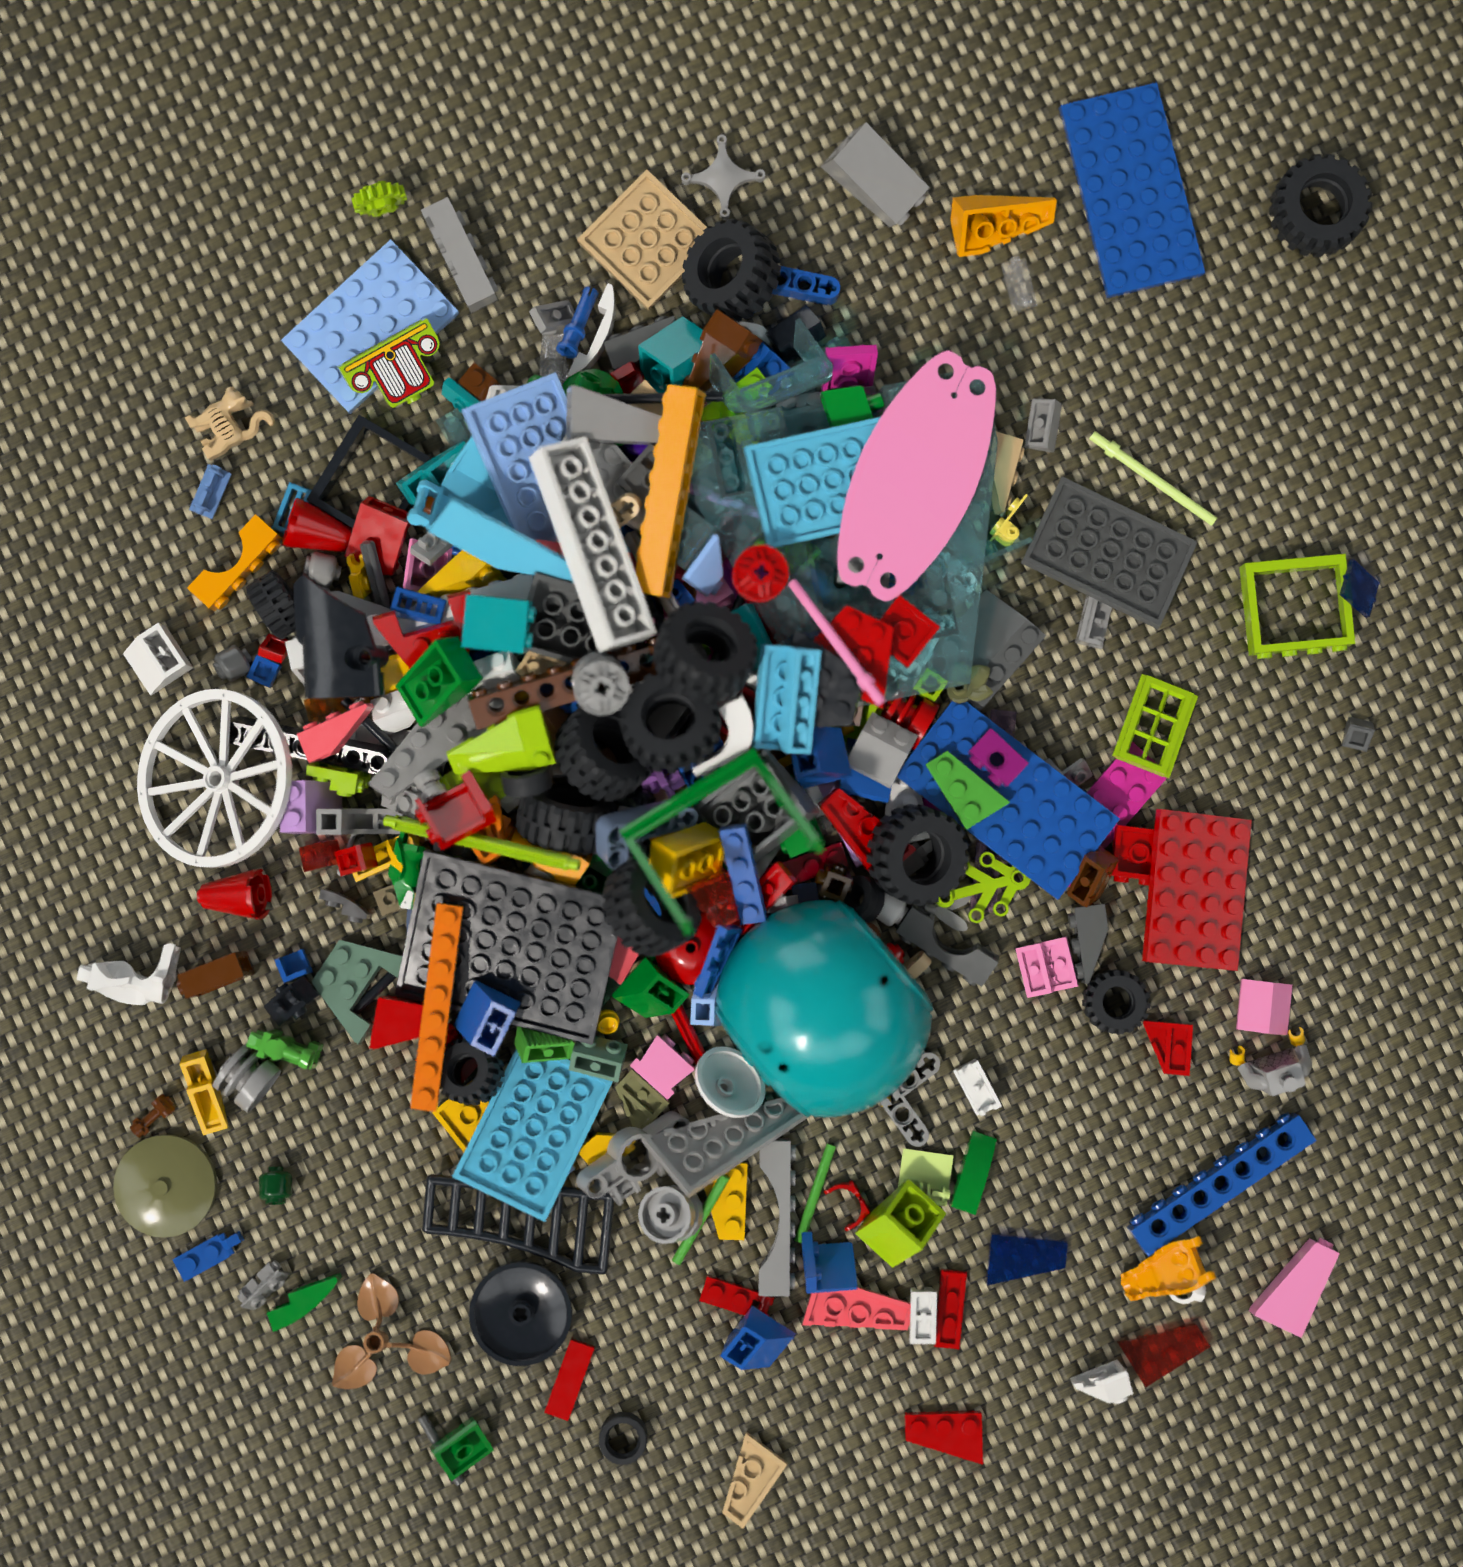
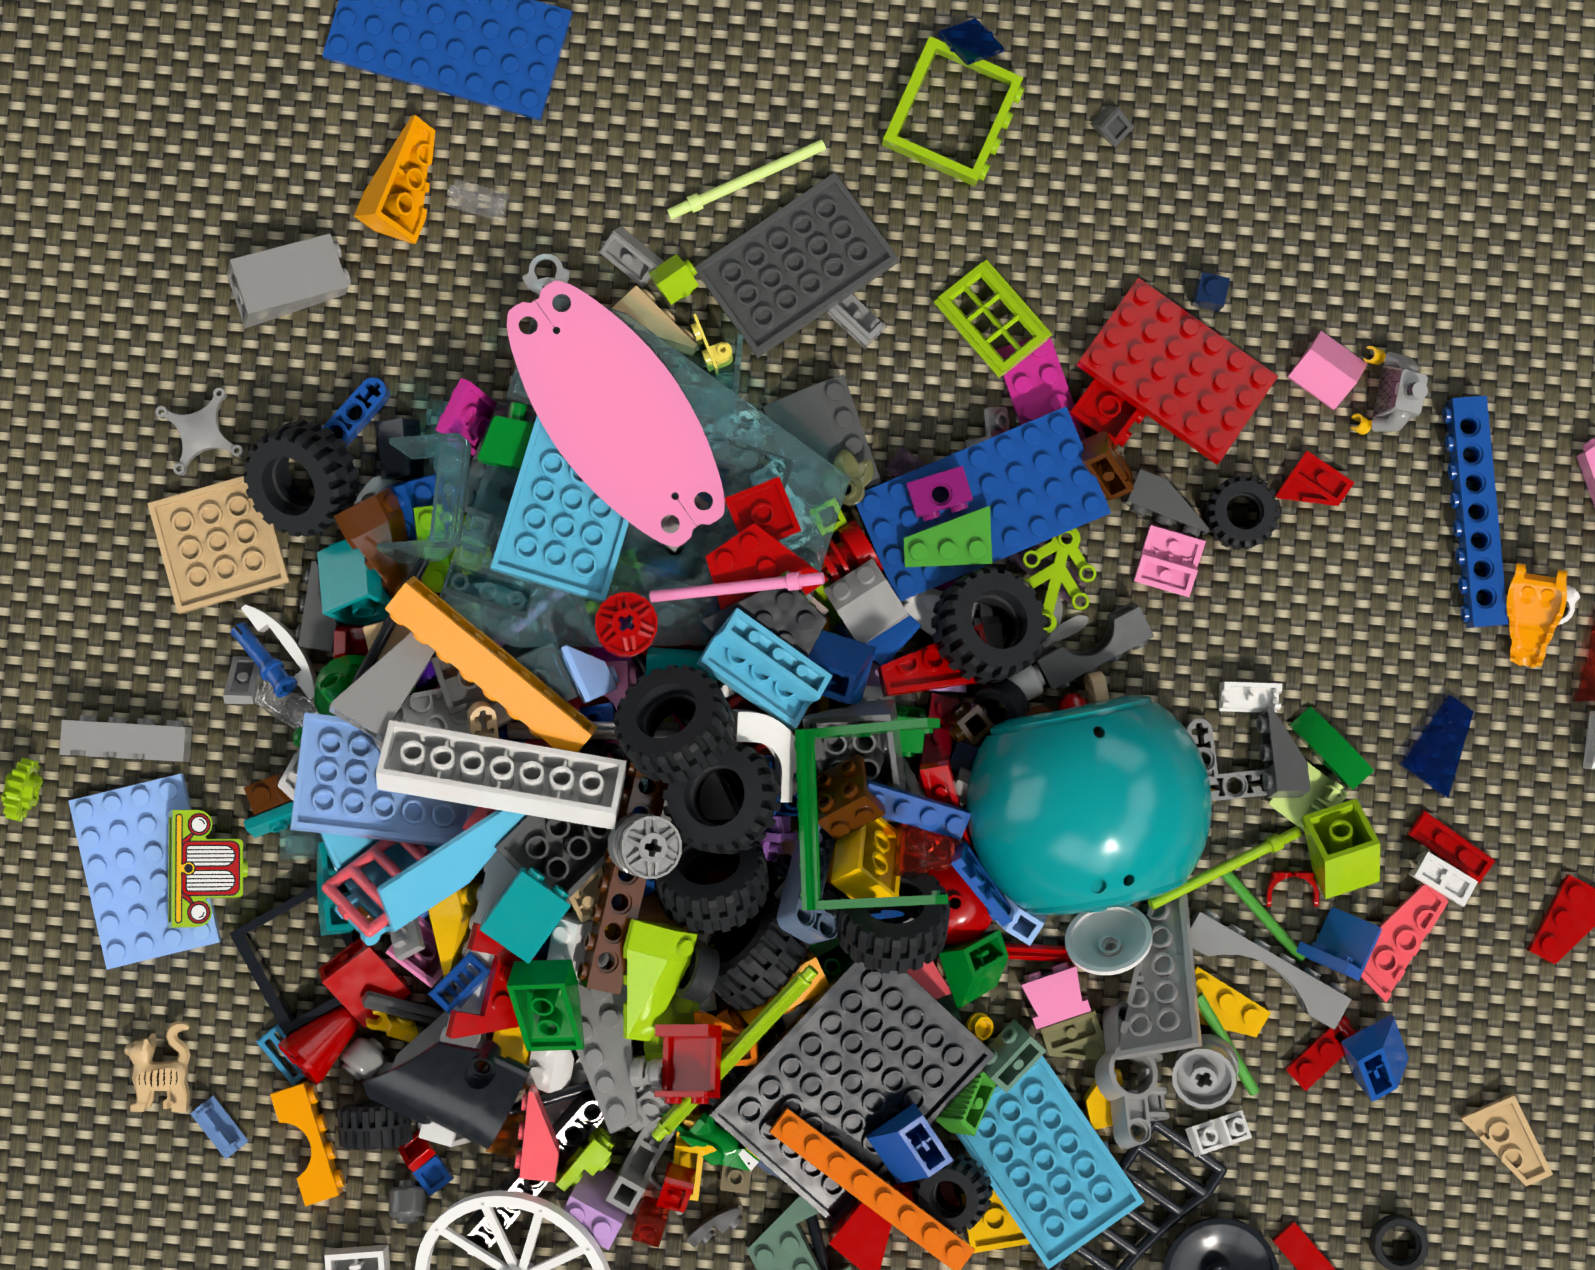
camera: 65 degrees left, 0 degrees up
(457, 478) = (354, 871): none -> coral bar
(629, 1251) = (1218, 1133): none -> white slope
(721, 816) = (844, 798): none -> reddish brown bracket
(874, 1168) = (1272, 844): none -> lime bar
(941, 1142) = (1284, 765): none -> dark grey slope
(981, 359) = (535, 284): none -> white piece
(1045, 466) = (674, 278): none -> lime brick
(1272, 881) = (1210, 291): none -> dark blue brick

